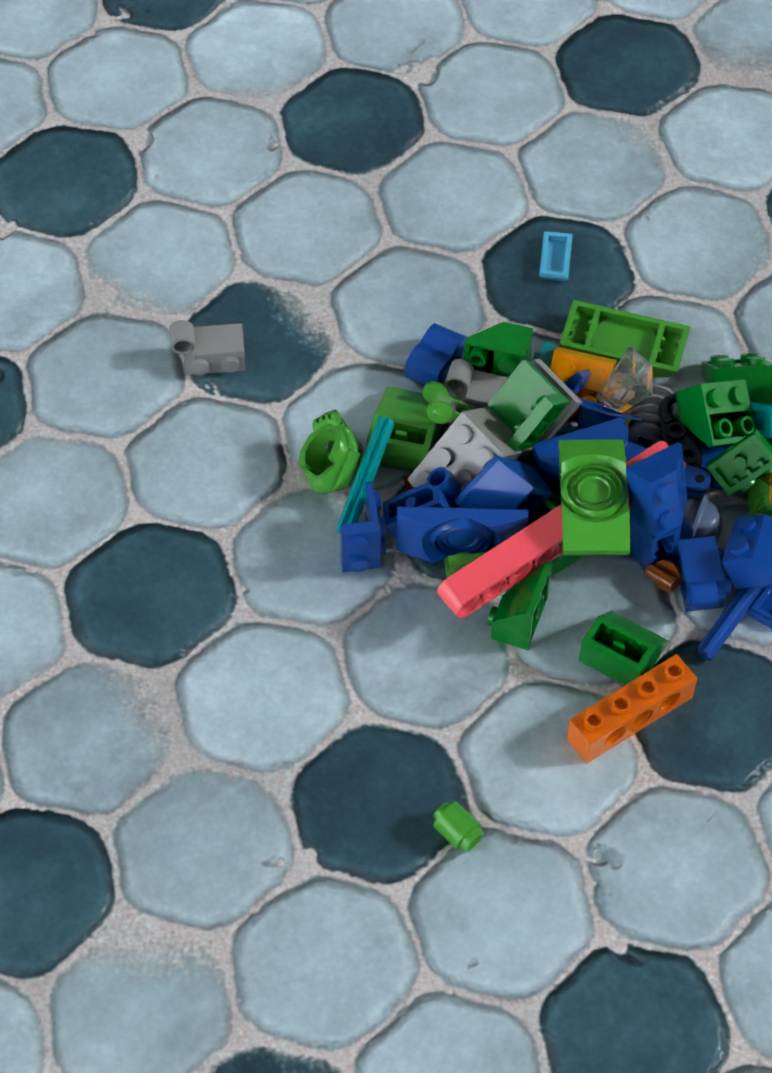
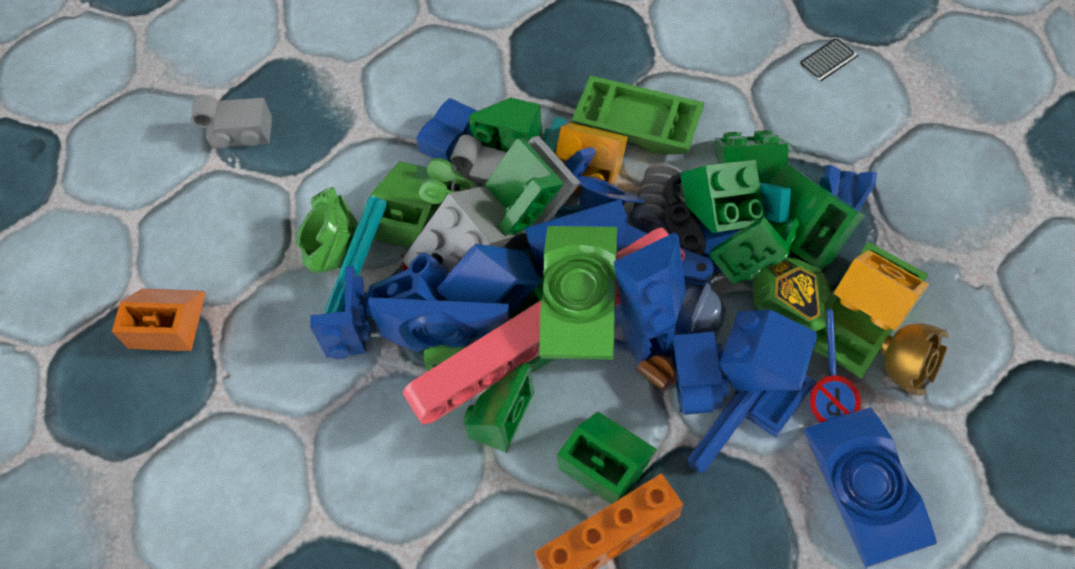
camera: 10 degrees right, 5 degrees up
(176, 539) = (159, 319): none -> orange slope
(555, 256) = (579, 33): medium azure tile -> none
(627, 383) = (635, 160): clear slope -> none

